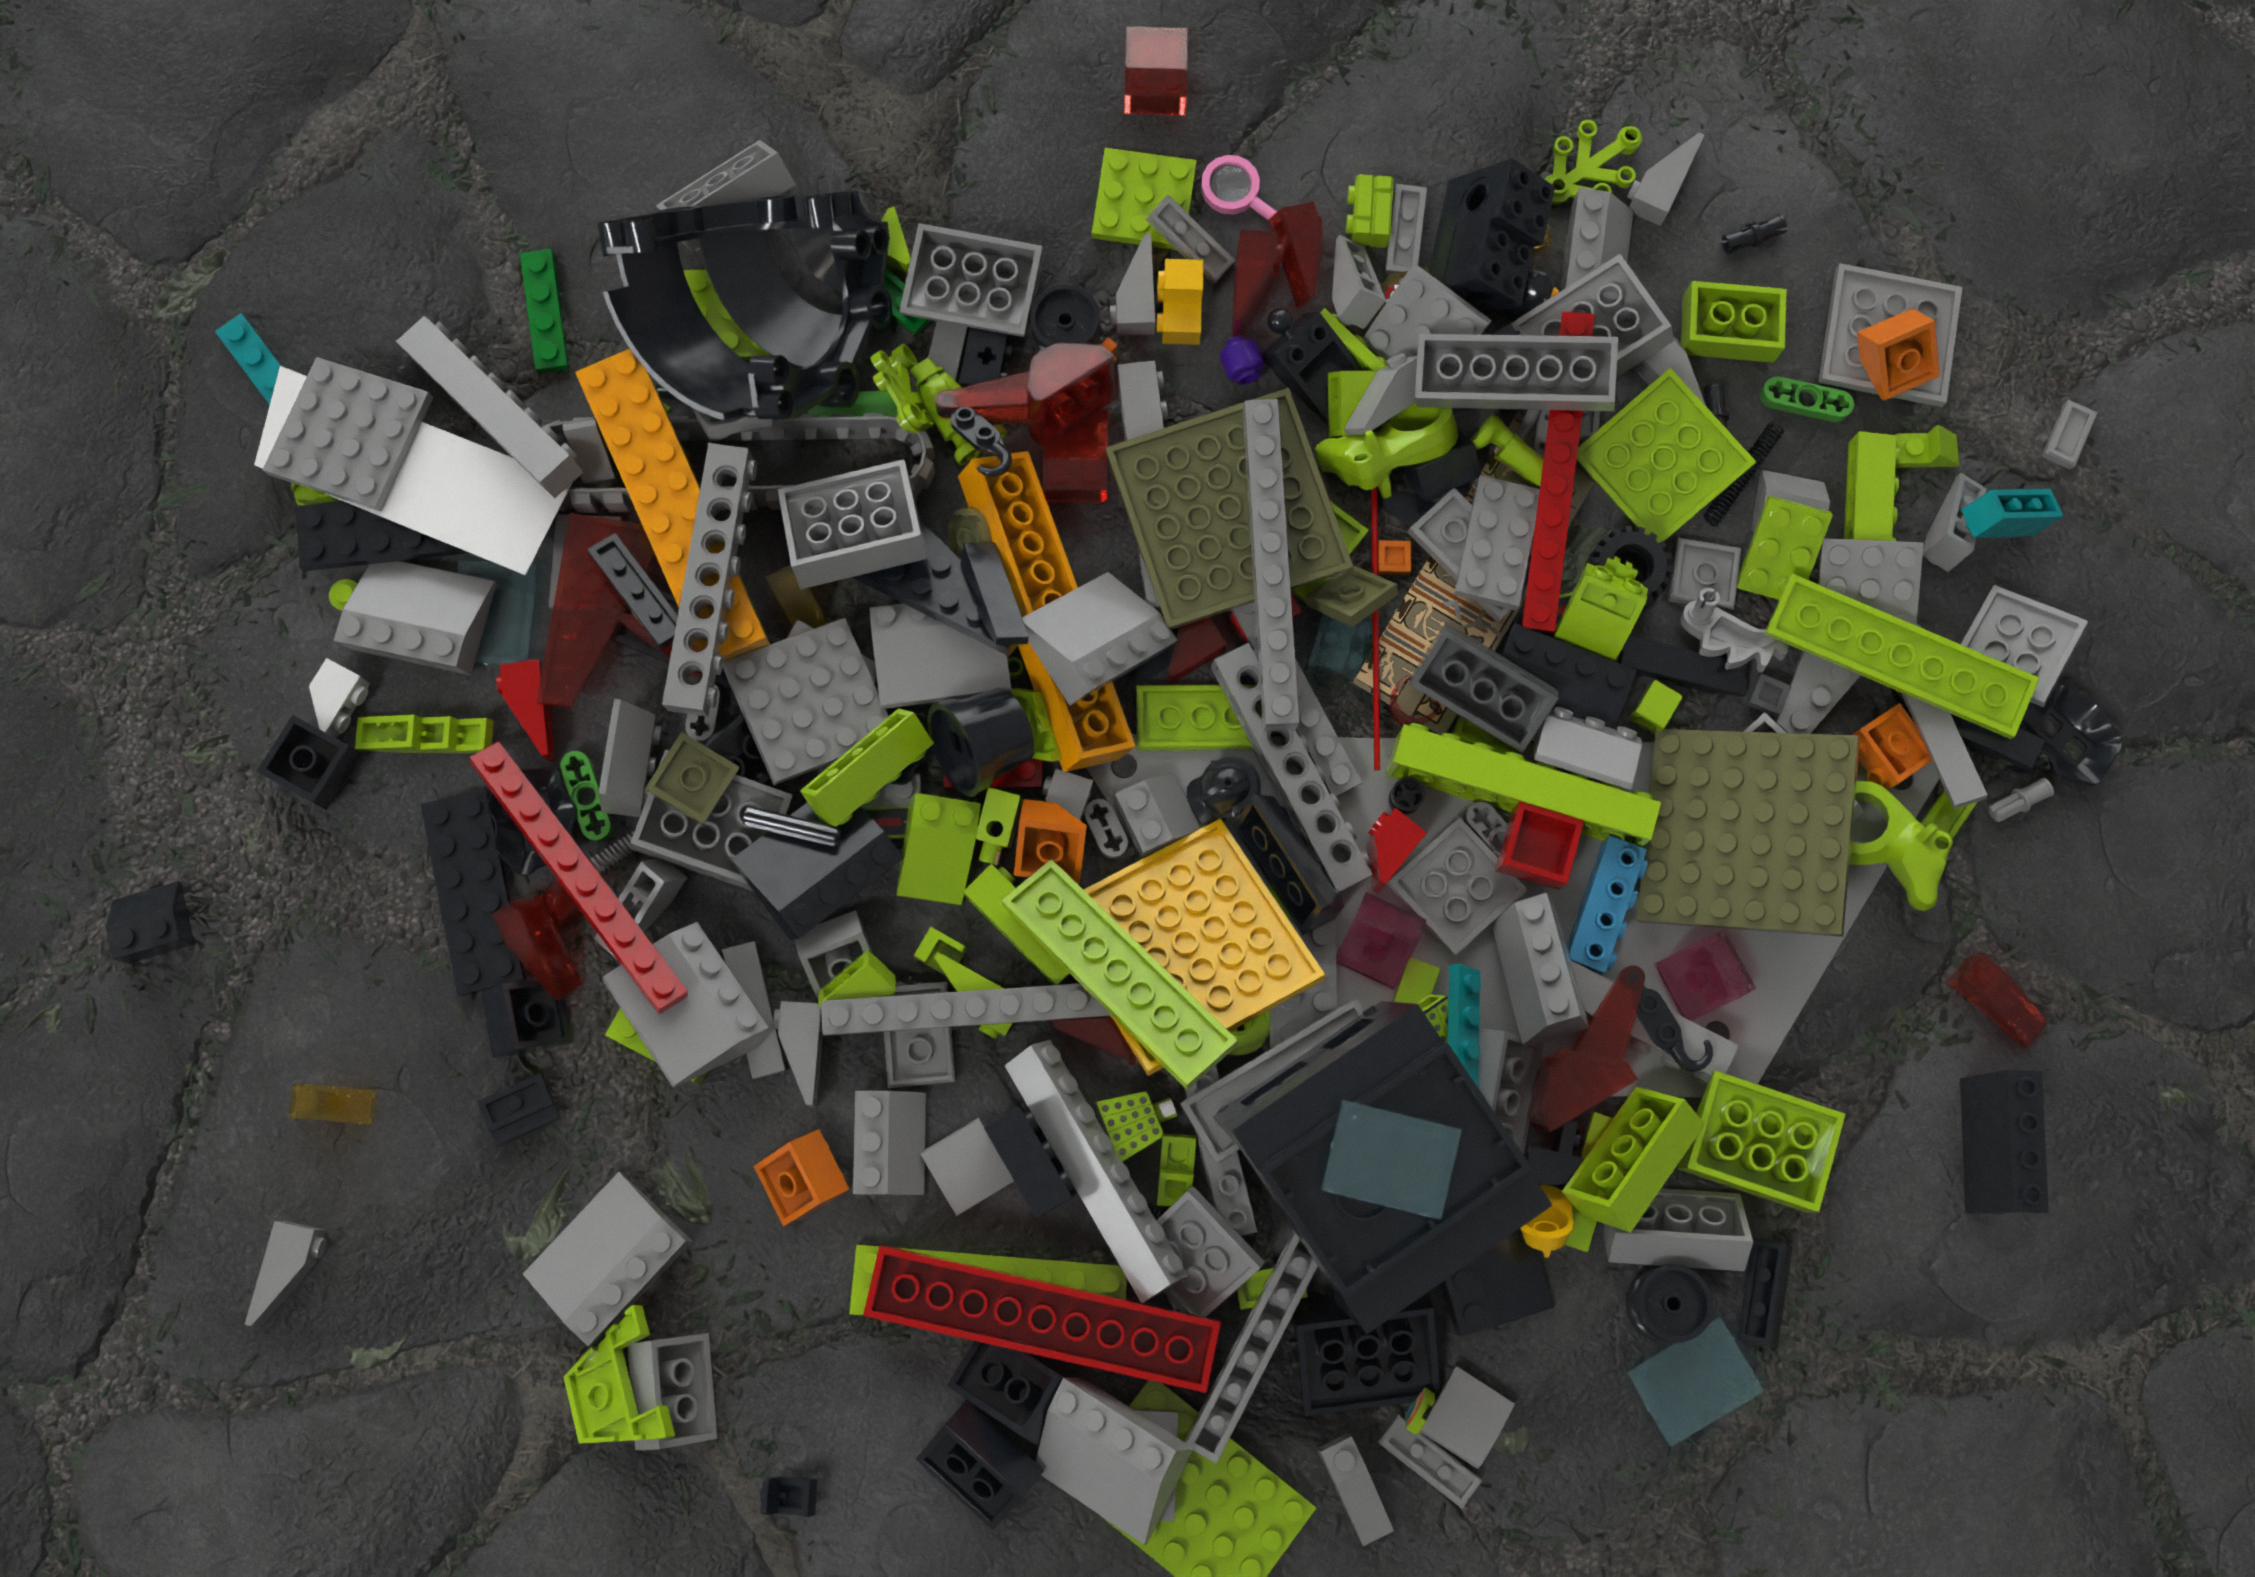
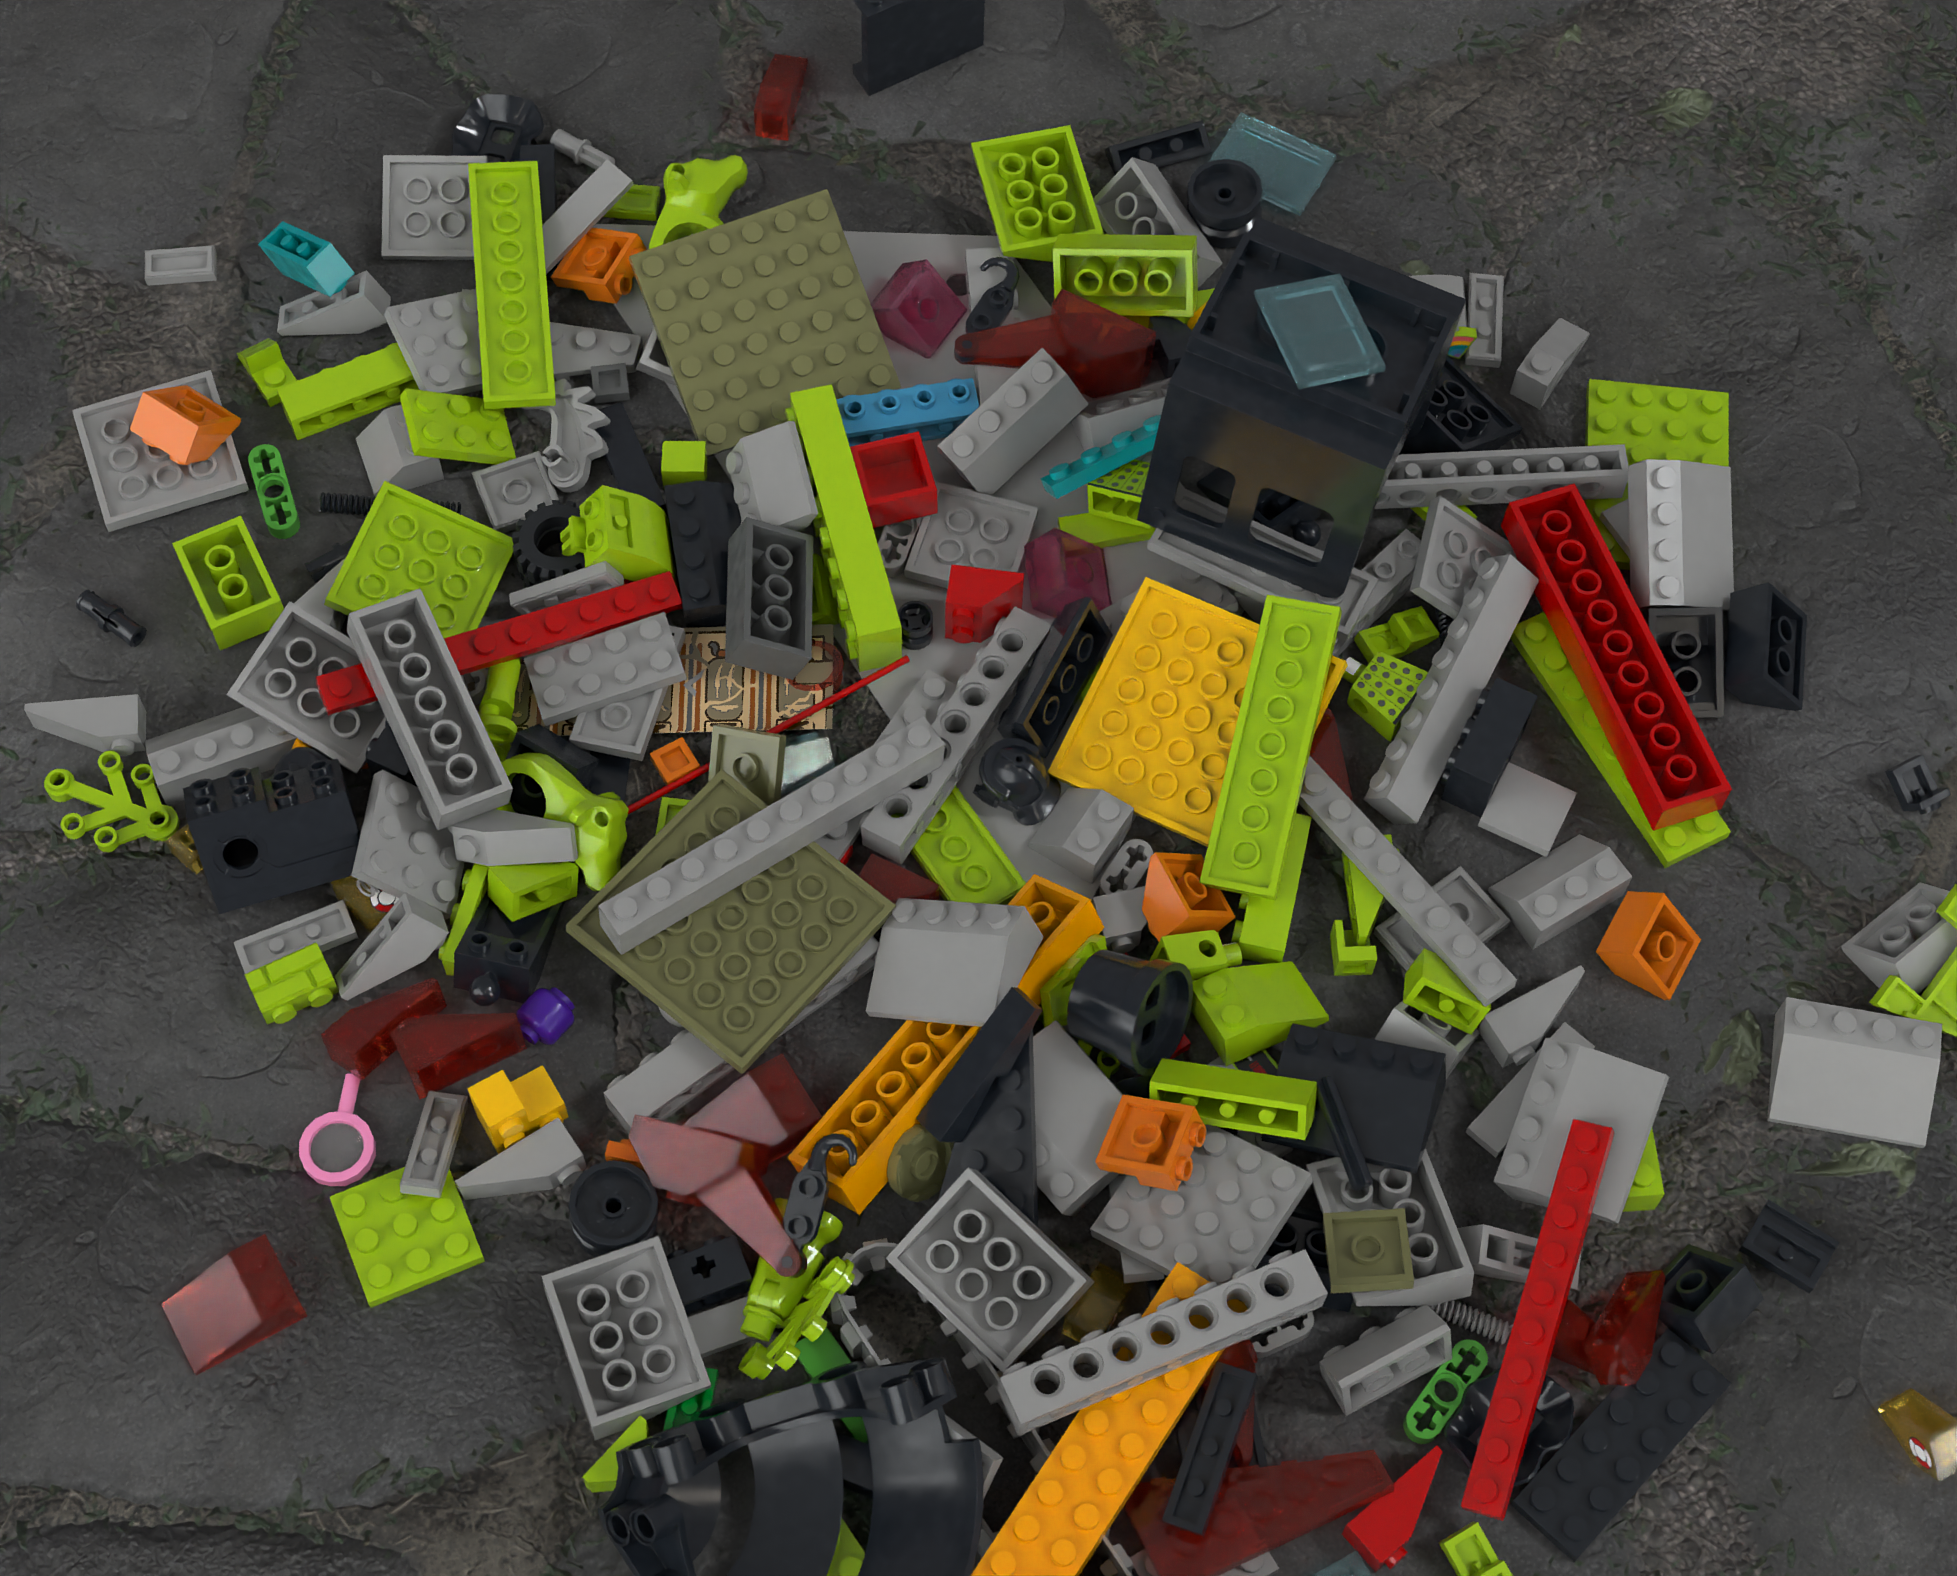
camera: 120 degrees left, 15 degrees down
(869, 686) = (1152, 1141): none -> orange plate
(1583, 550) = (566, 588): none -> light grey tile

